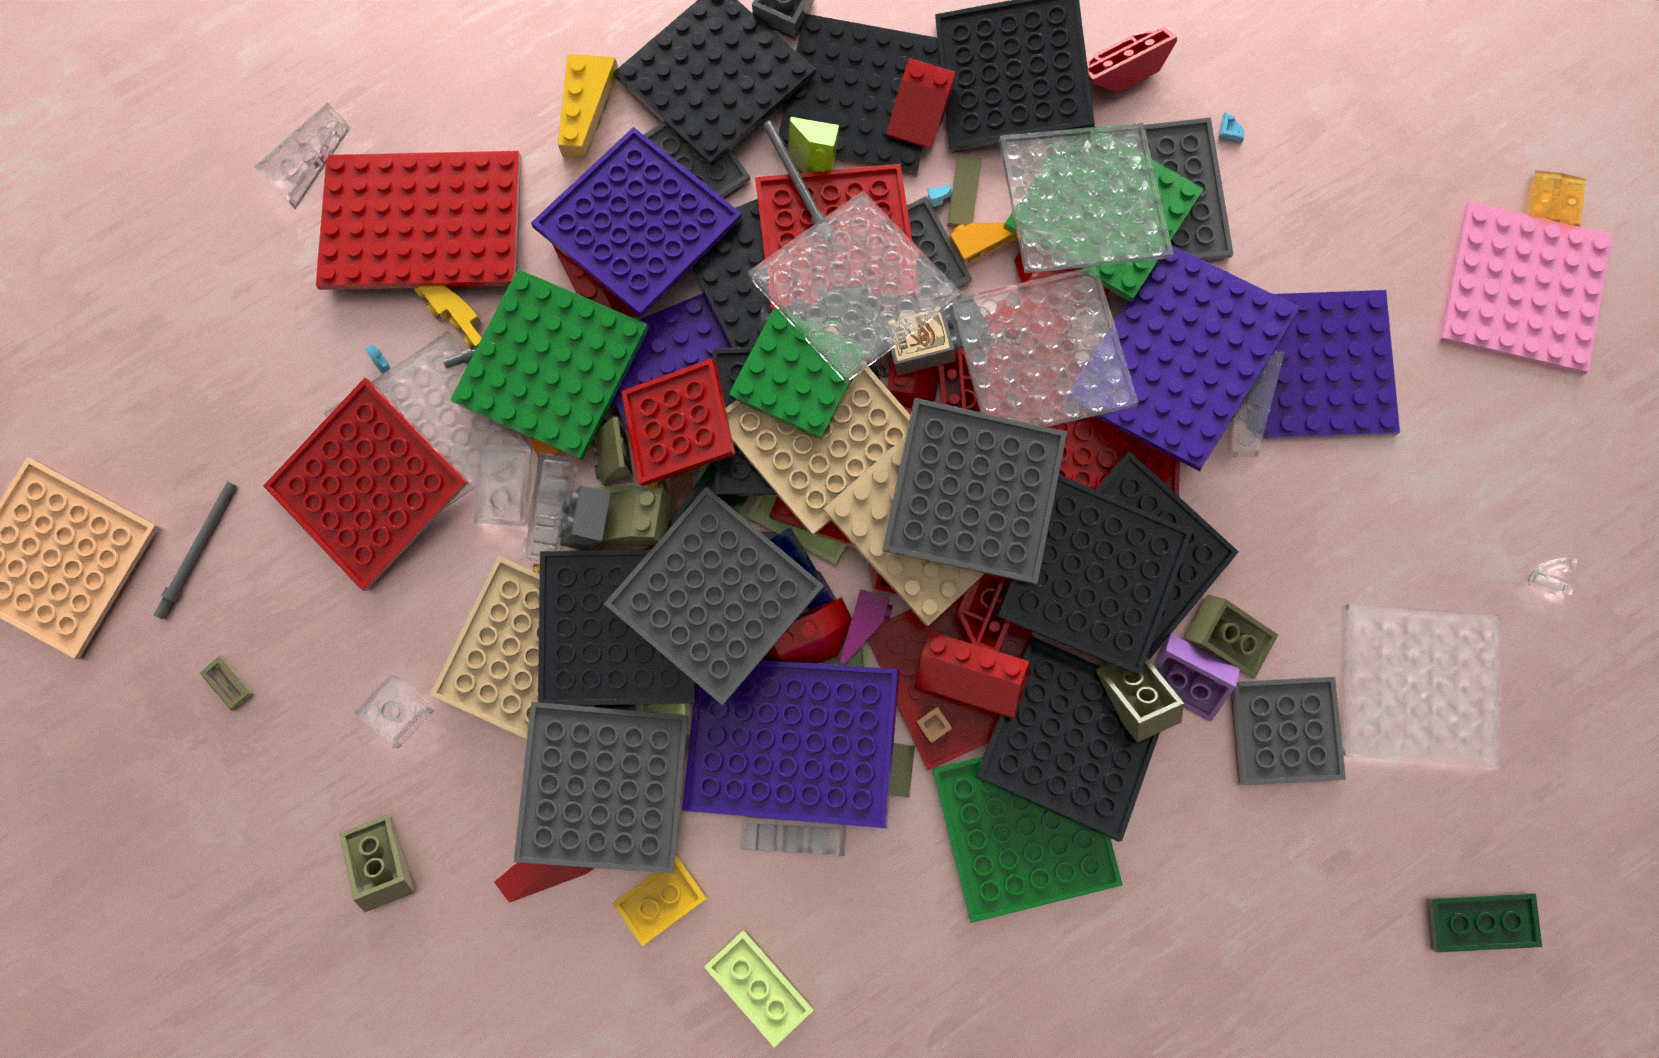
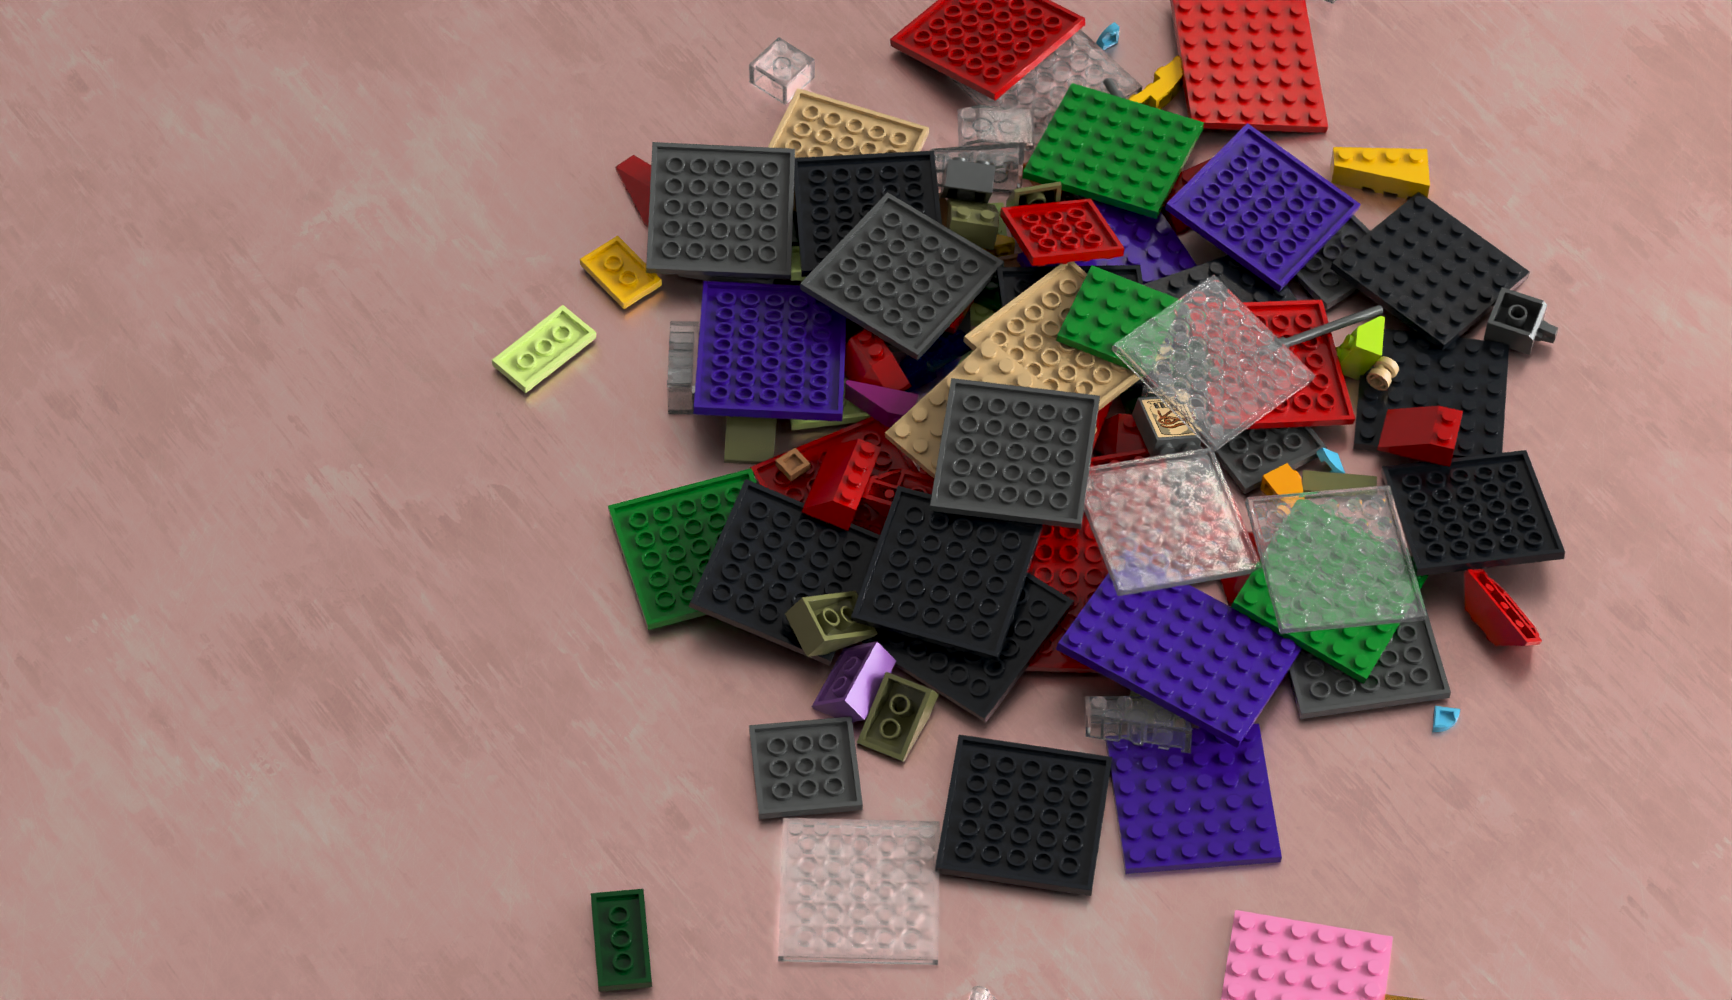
camera: 85 degrees right, 25 degrees down
(375, 864) = (645, 68): olive slope -> none
(849, 131) = (1382, 373): none -> tan wheel
(1341, 522) = (1024, 815): none -> black plate

